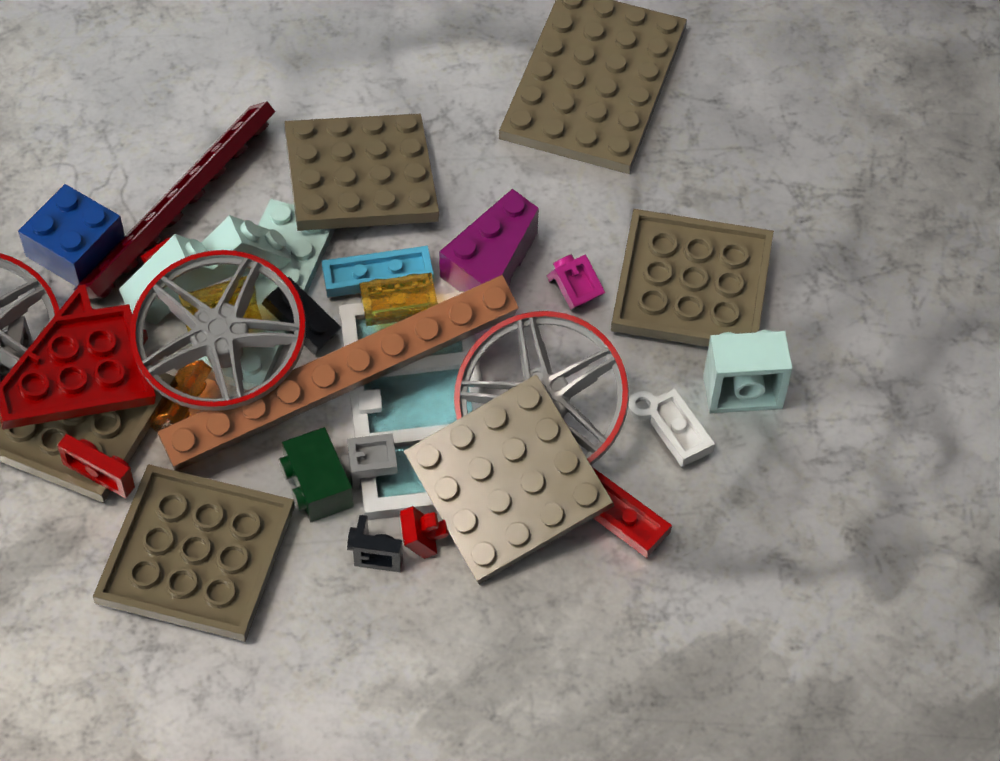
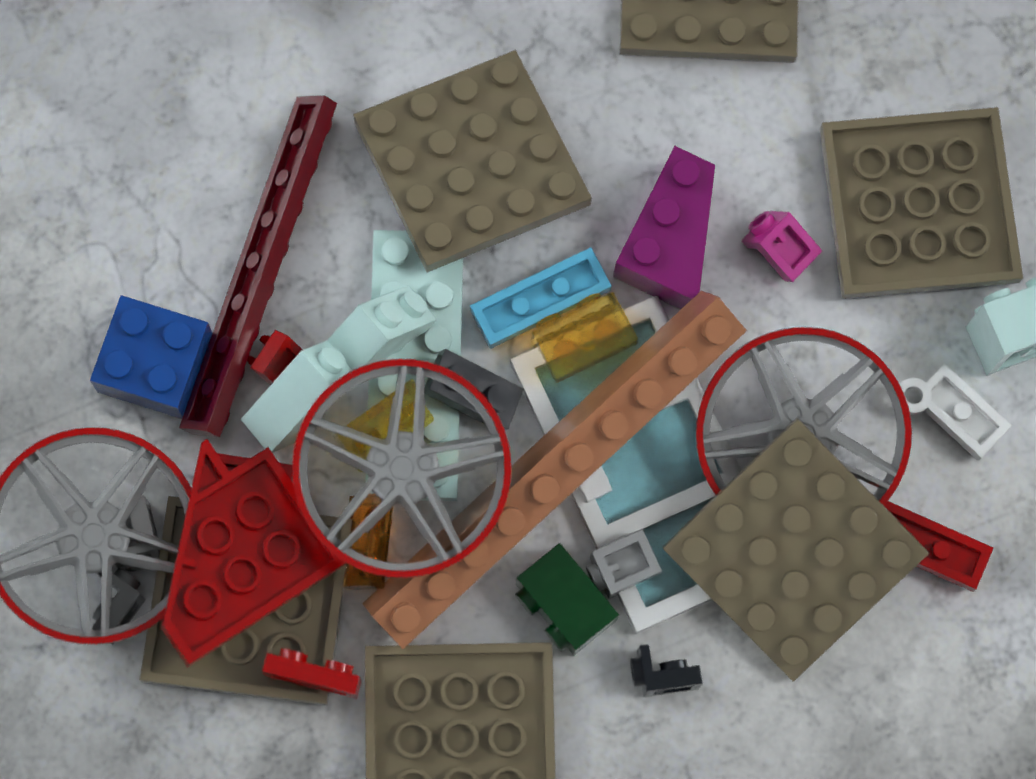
camera: 20 degrees left, 20 degrees up
(422, 531) = (711, 639): red tile -> none

